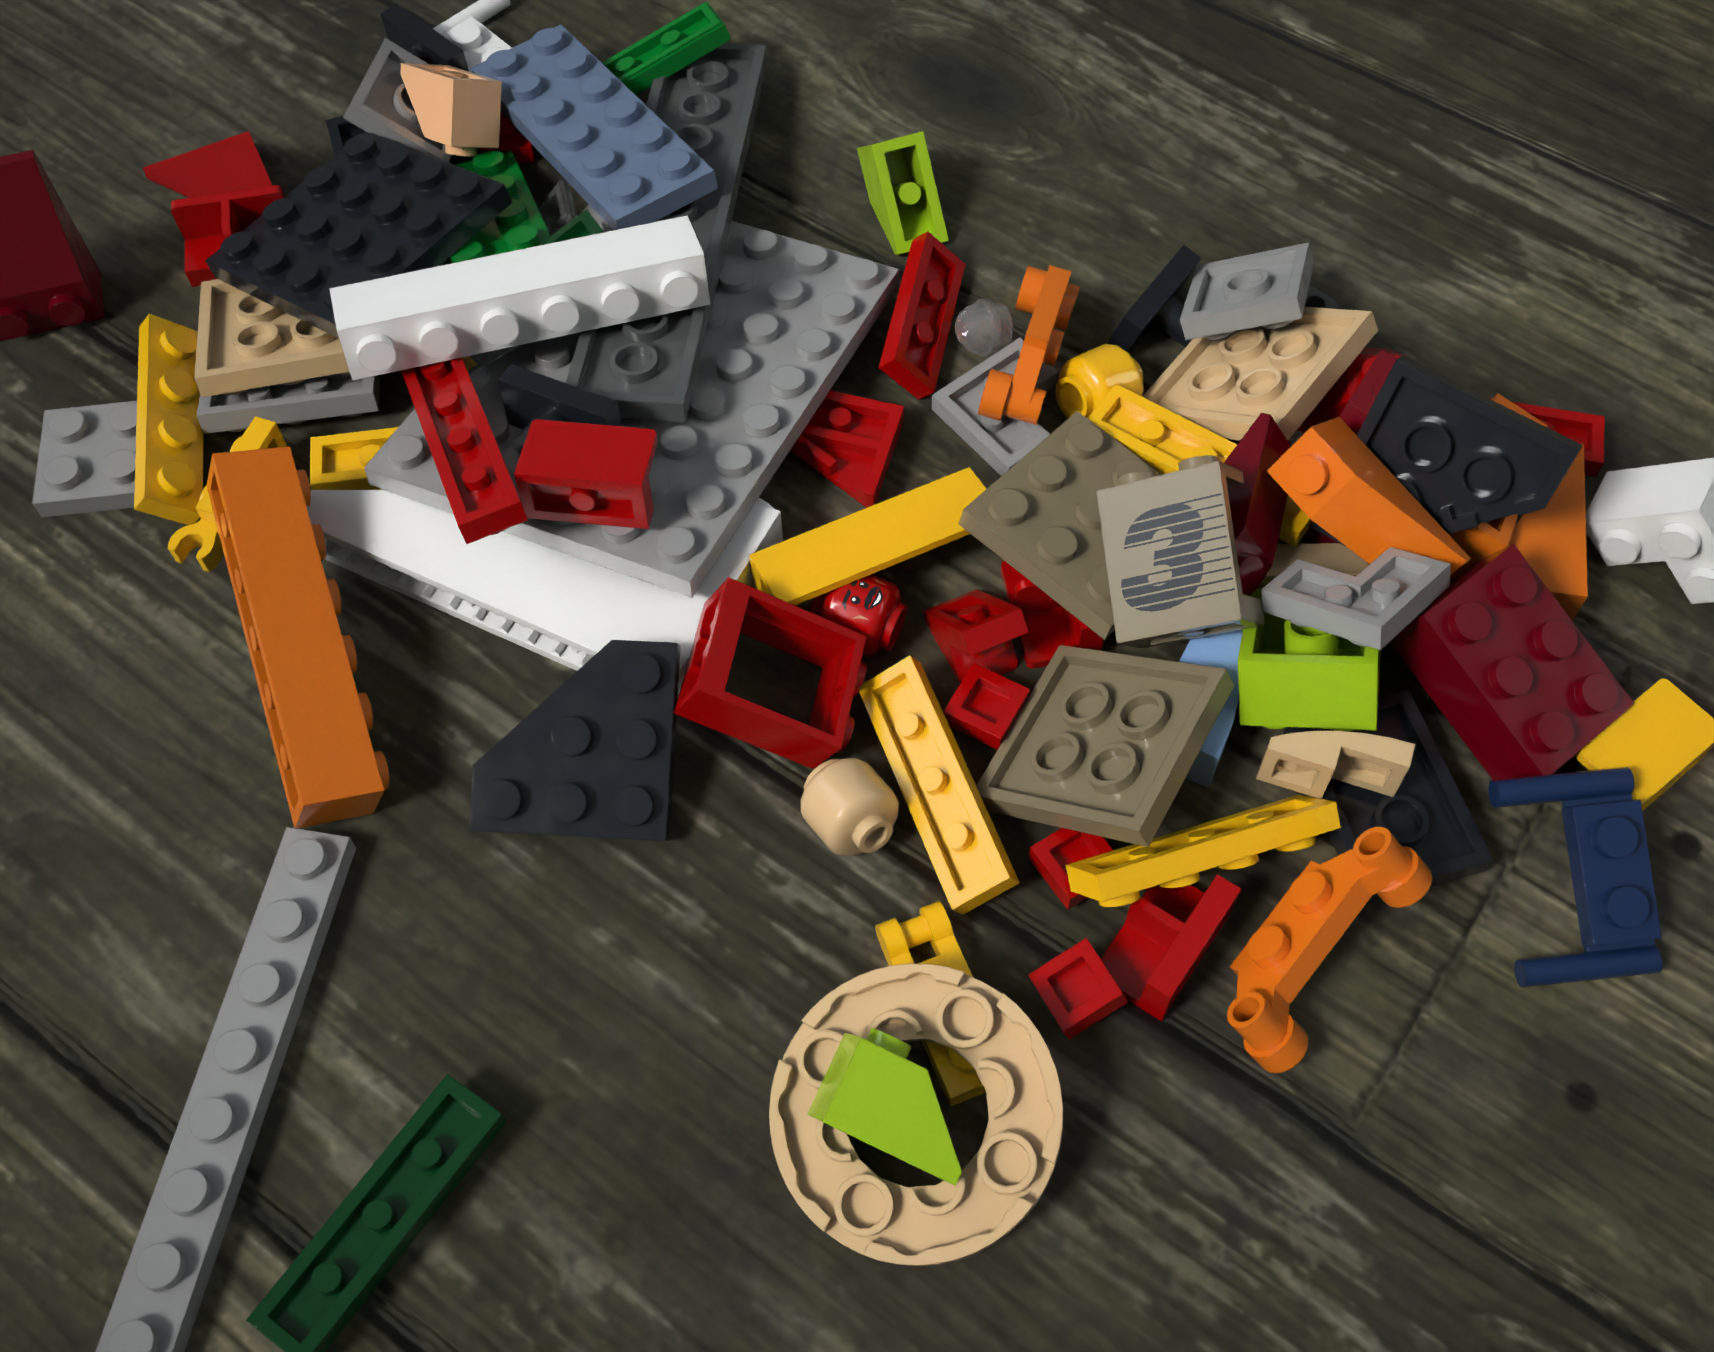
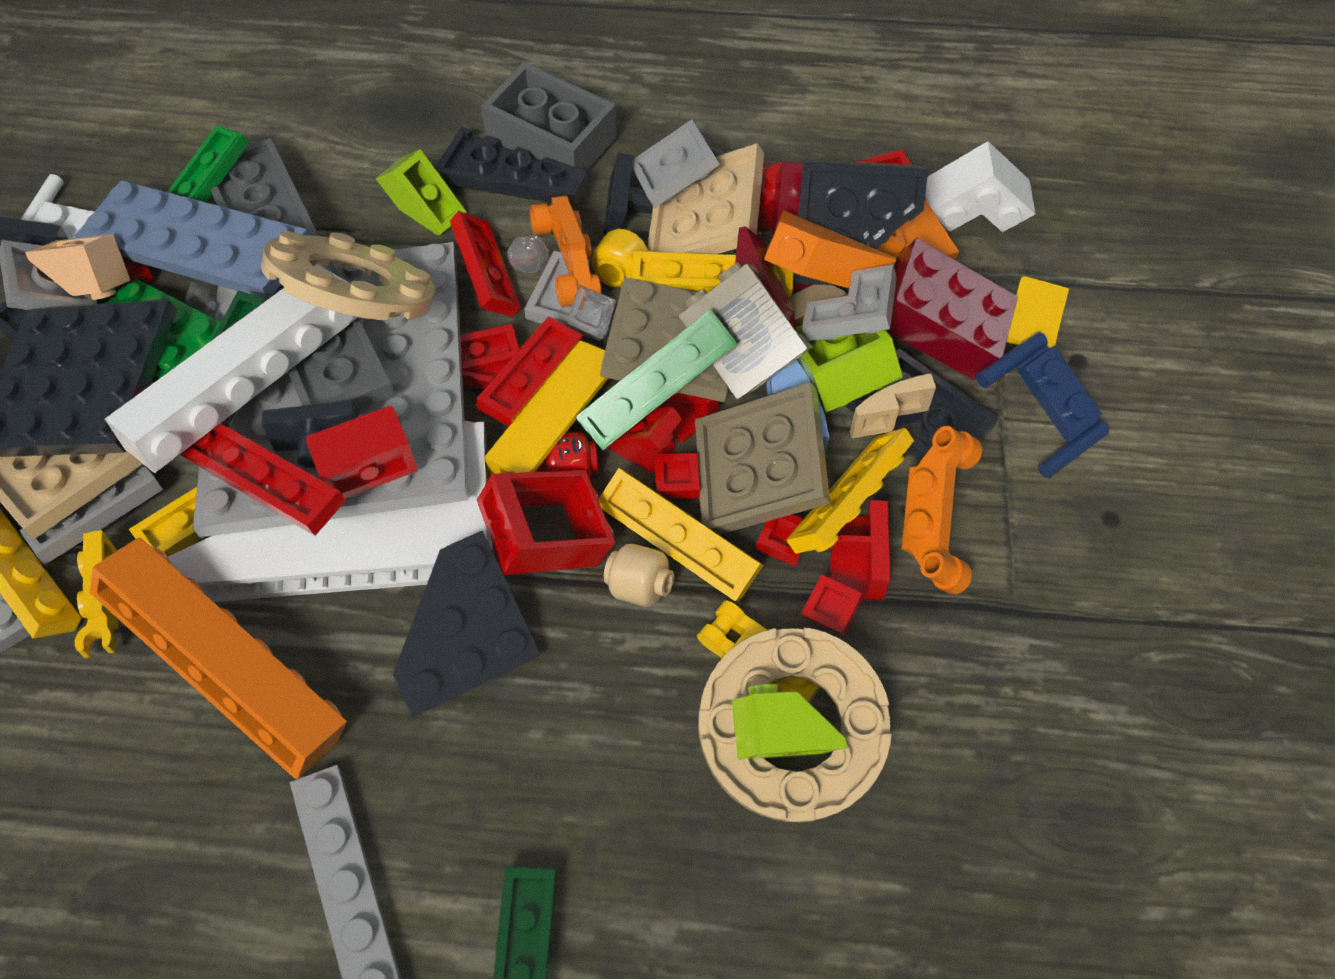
camera: 35 degrees left, 0 degrees up
(776, 306) = (293, 262): none -> tan plate
(877, 472) = (527, 371): none -> red plate
(1007, 435) = (591, 312): none -> clear slope
(1024, 206) = (496, 169): none -> black wing
(1025, 561) = (657, 379): none -> tile
(1123, 168) = (549, 118): none -> dark grey brick

